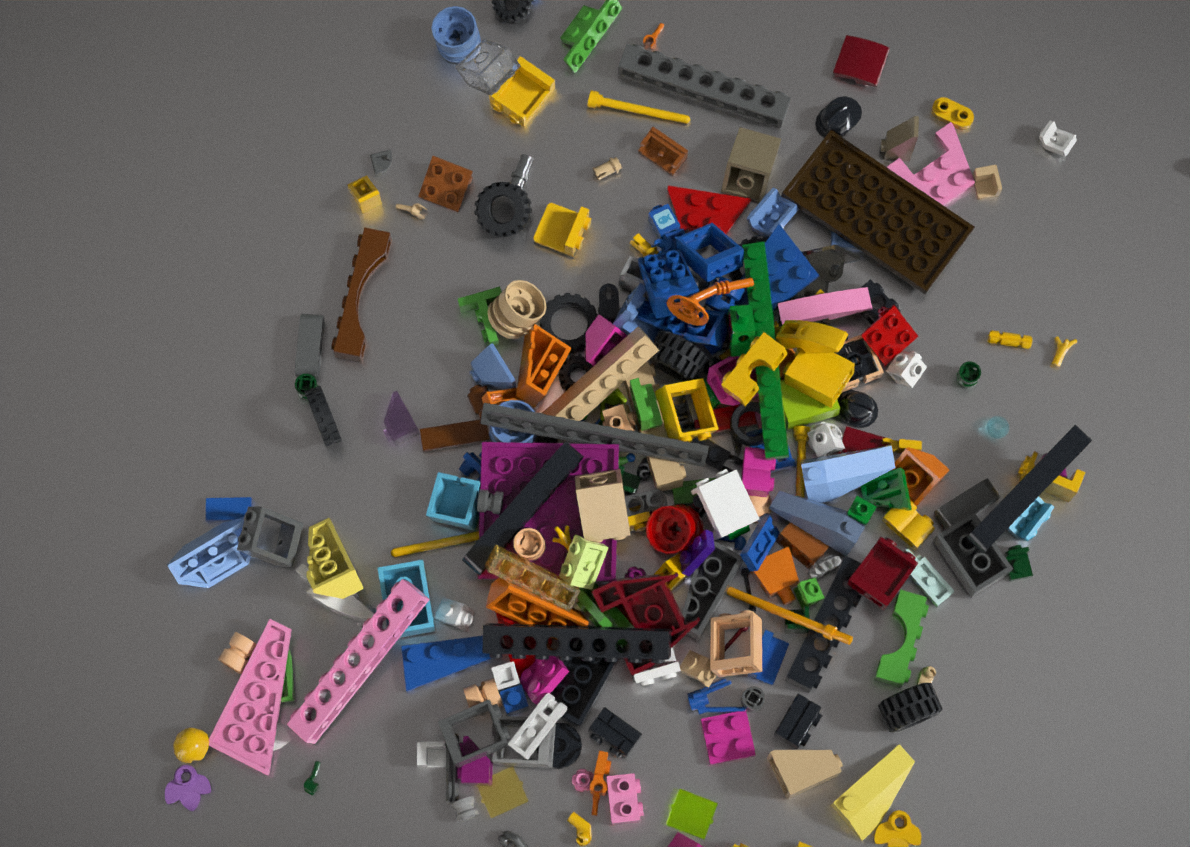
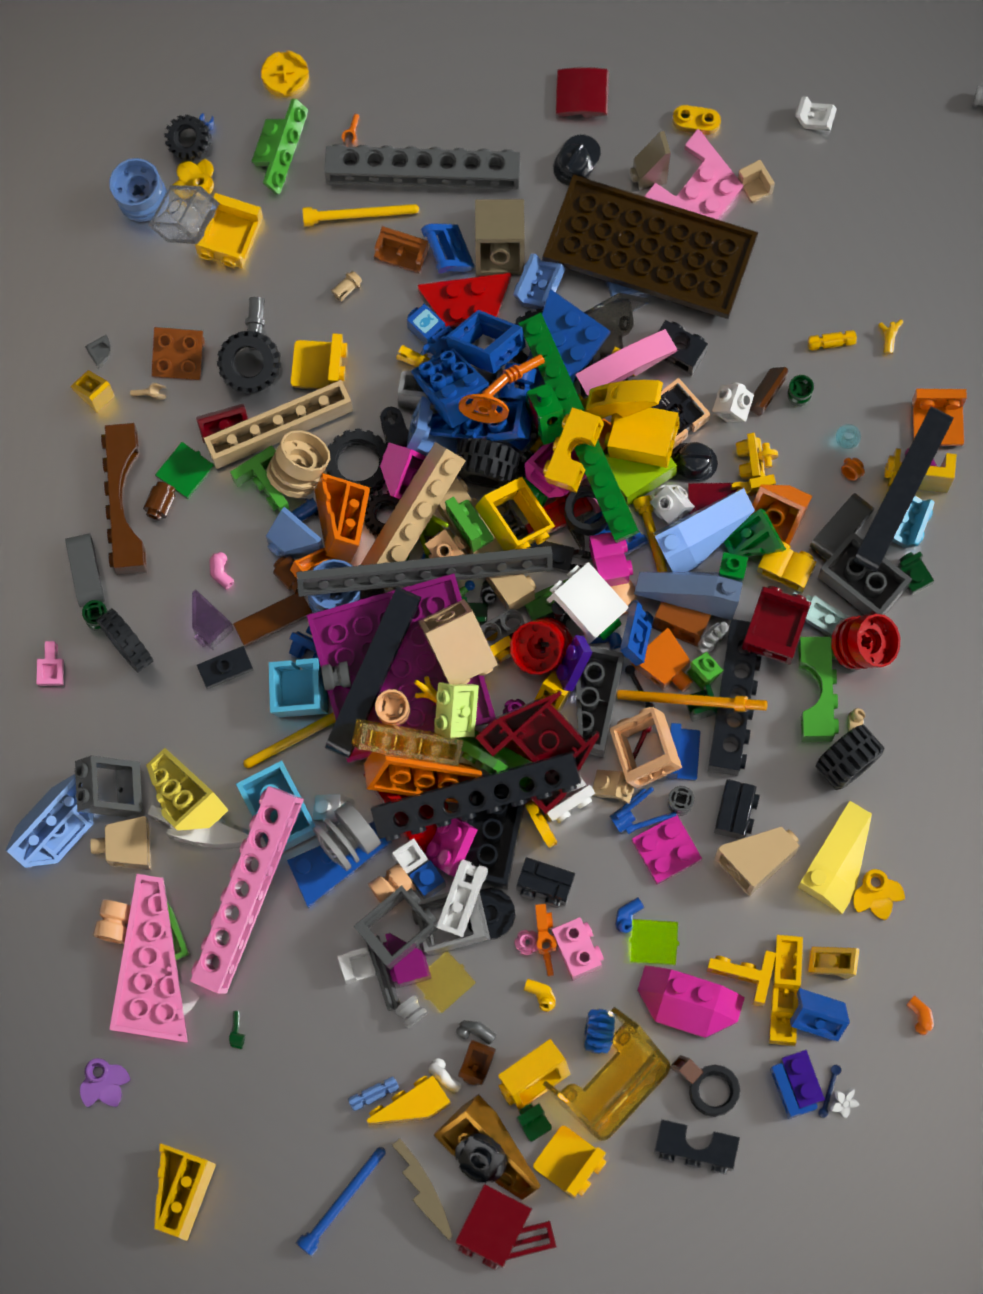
camera: 15 degrees left, 0 degrees up
(191, 745) = (93, 1035): yellow hair -> none
(226, 508) = (50, 772): blue tile -> none
(254, 421) = (50, 670): none -> bright pink plate
(270, 589) = (125, 843): none -> tan torso
(391, 305) = (159, 501): none -> reddish brown brick
(401, 464) = (225, 667): none -> black plate
(420, 285) = (184, 470): none -> green piece
(420, 380) = (217, 572): none -> bright pink arm
(456, 642) = (346, 836): none -> light grey wheel
(466, 255) = (220, 420): none -> dark red slope
(504, 270) = (272, 425): none -> tan brick
(509, 36) = (196, 175): none -> yellow plate
(511, 350) = (306, 509): none -> blue pin
(626, 683) = (541, 823): none -> yellow tile
(674, 783) = (625, 915): none -> blue arm
(708, 161) = (453, 245): none -> blue plate
(889, 334) = (704, 371): red hinge -> none
(911, 412) = (753, 448): none -> yellow hips
(941, 365) = (768, 389): none -> reddish brown slope
(955, 611) = (866, 641): none -> red wheel
(992, 456) = (853, 469): none -> orange plate
(1091, 424) = (946, 400): none -> orange bracket

